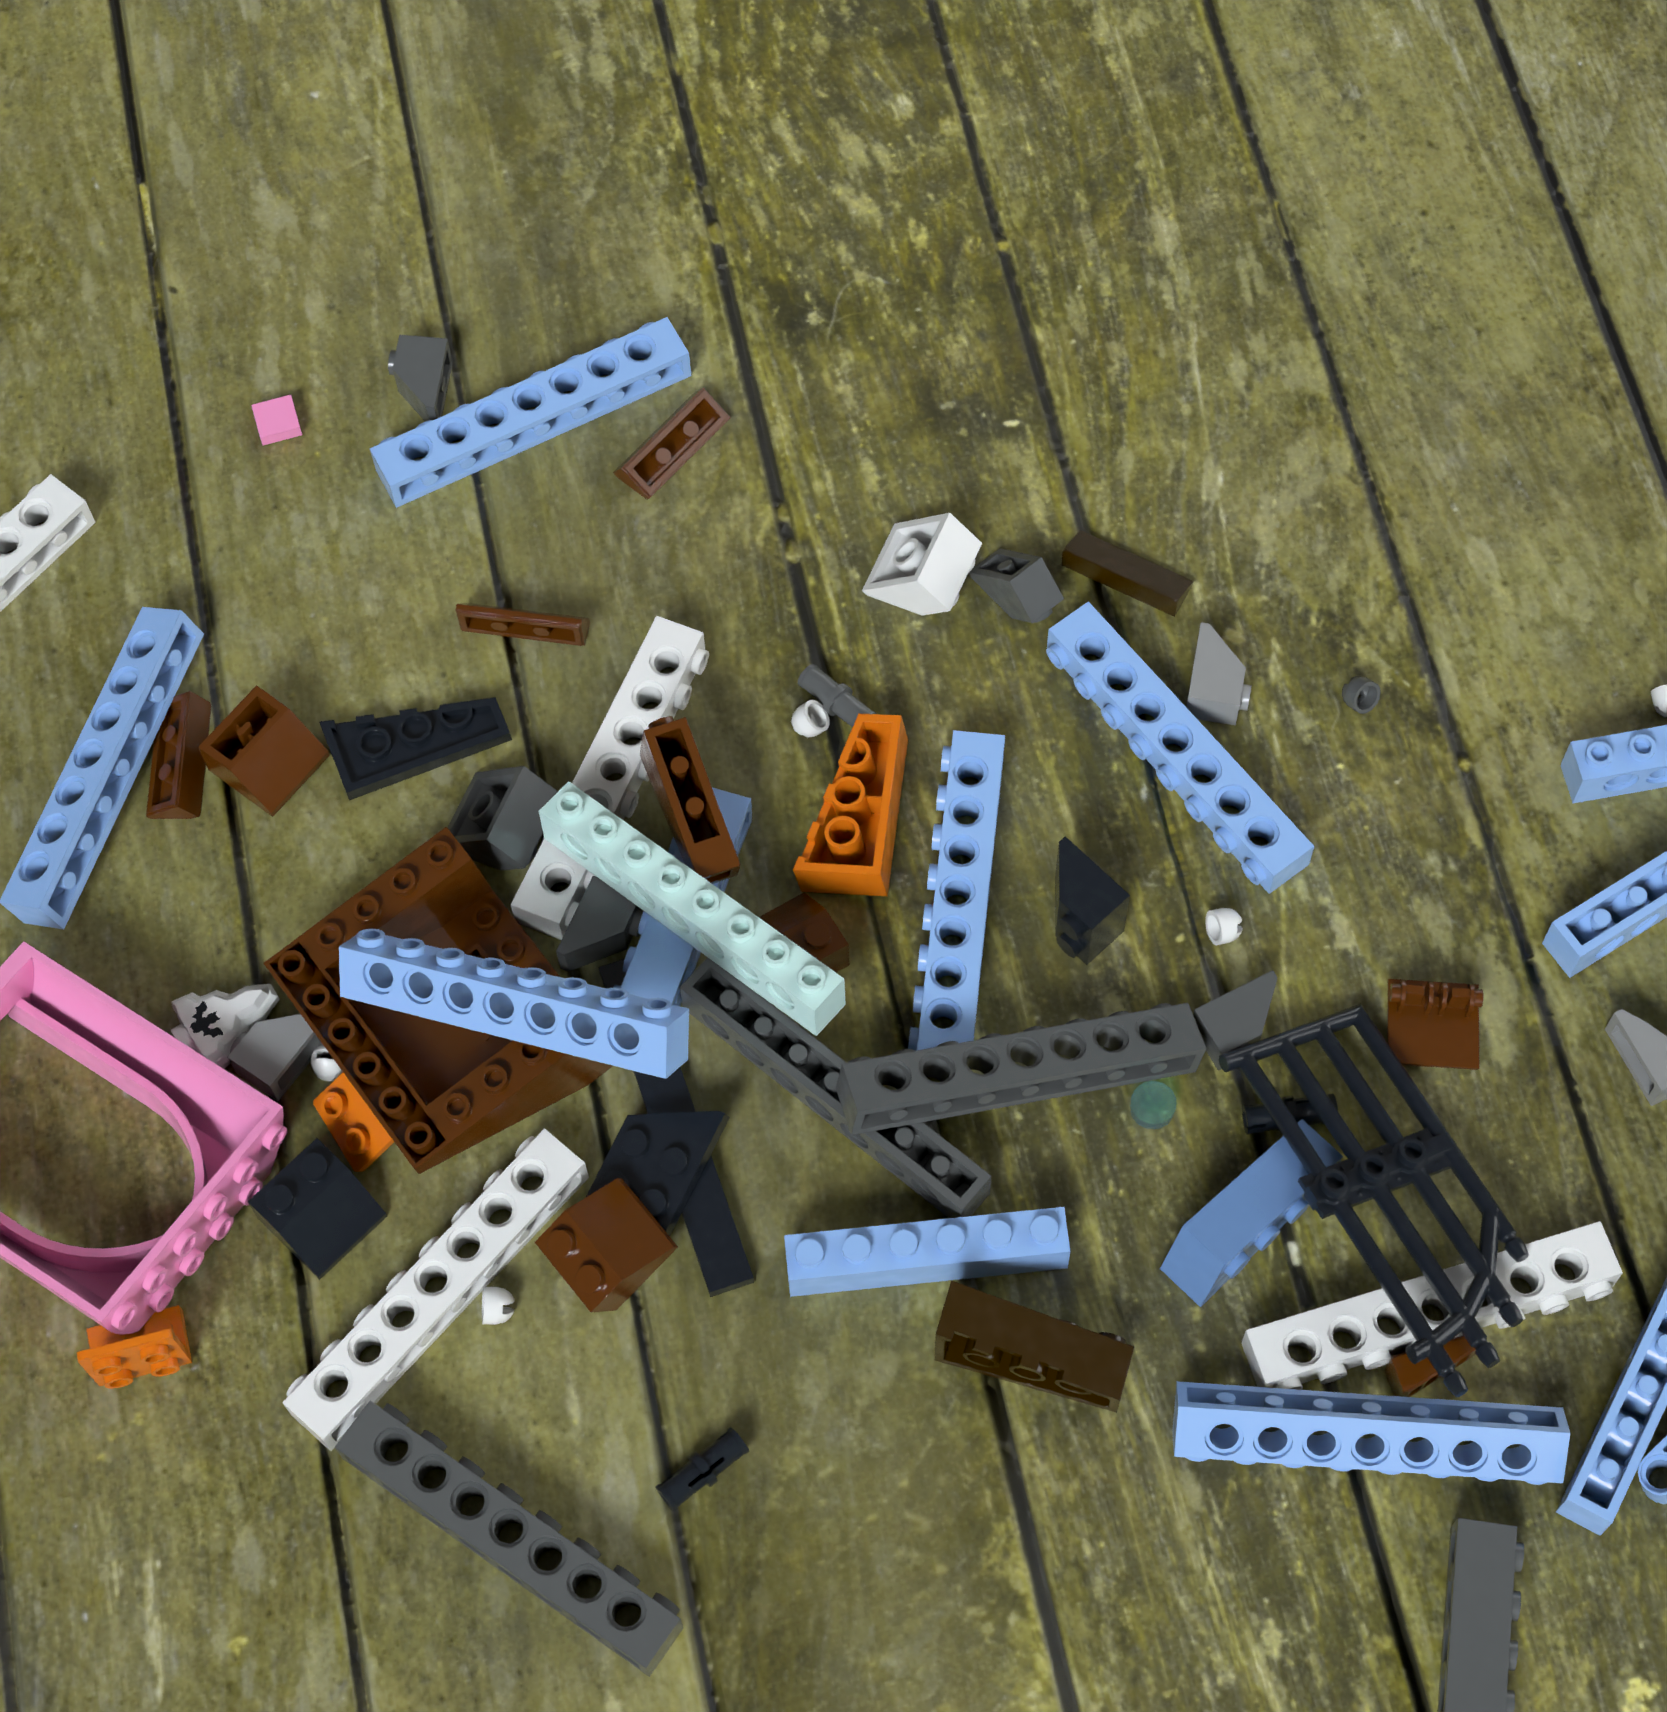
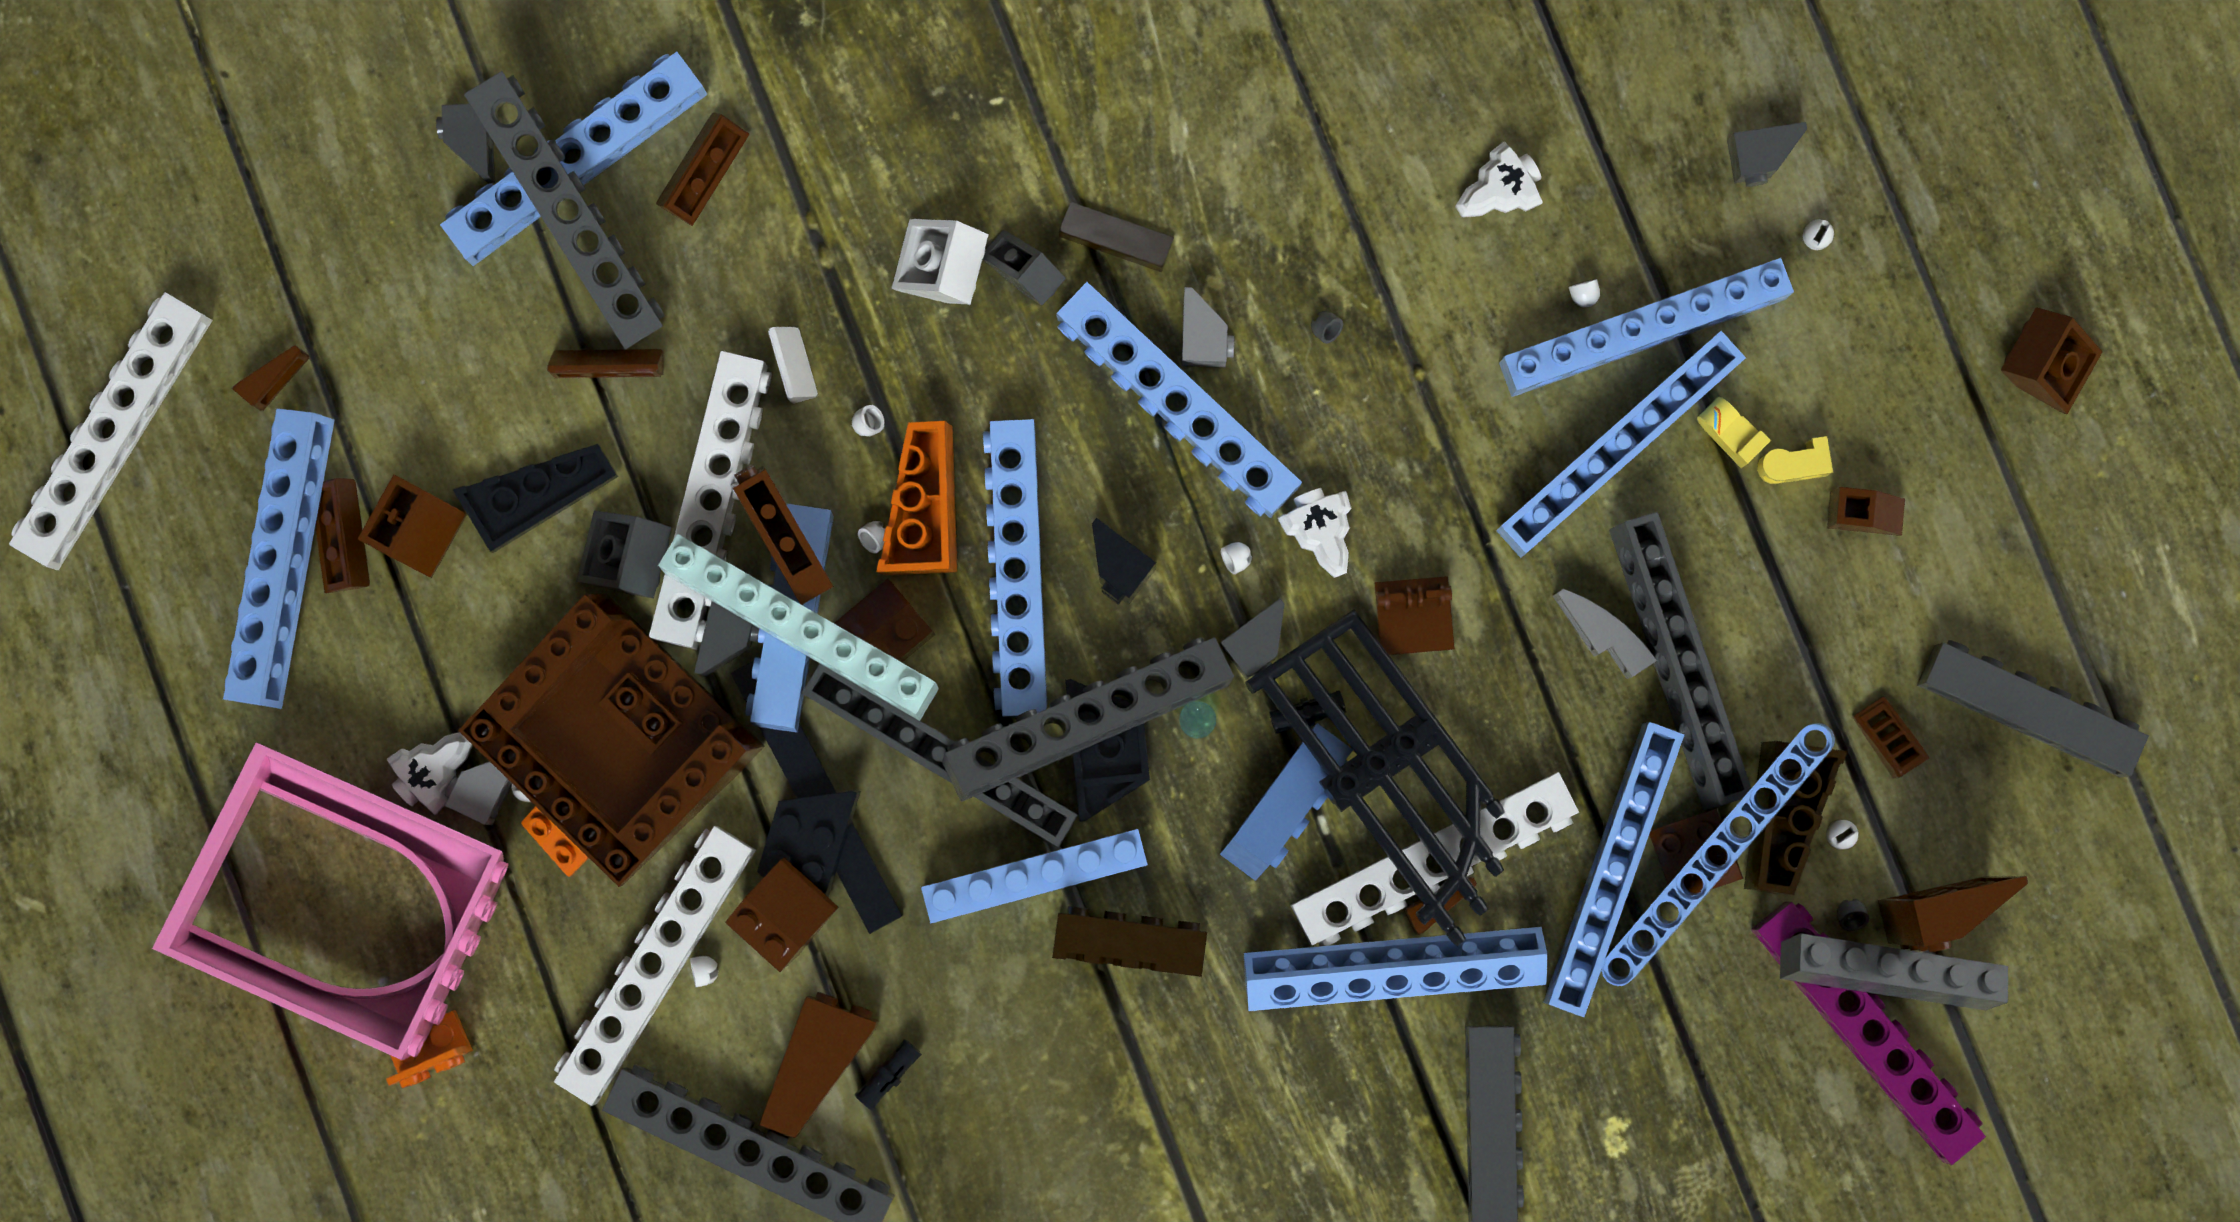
camera: 10 degrees left, 20 degrees up
(145, 580) = (270, 379): none -> reddish brown slope
(276, 420) = (349, 197): bright pink tile -> none
(317, 1208) = (545, 916): black slope -> none
(465, 313) = (485, 101): none -> dark grey brick
(515, 1002) = (671, 750): light blue brick -> none
(613, 1436) = (816, 1058): none -> reddish brown slope
(735, 649) = (793, 363): none -> white slope
(792, 841) = (872, 536): none -> white hinge
(835, 697) = (886, 398): dark grey pin -> none
(1037, 1142) = (1109, 767): none -> black wing
(1329, 905) = (1320, 527): none -> white rock
(1582, 574) = (1502, 185): none -> white rock

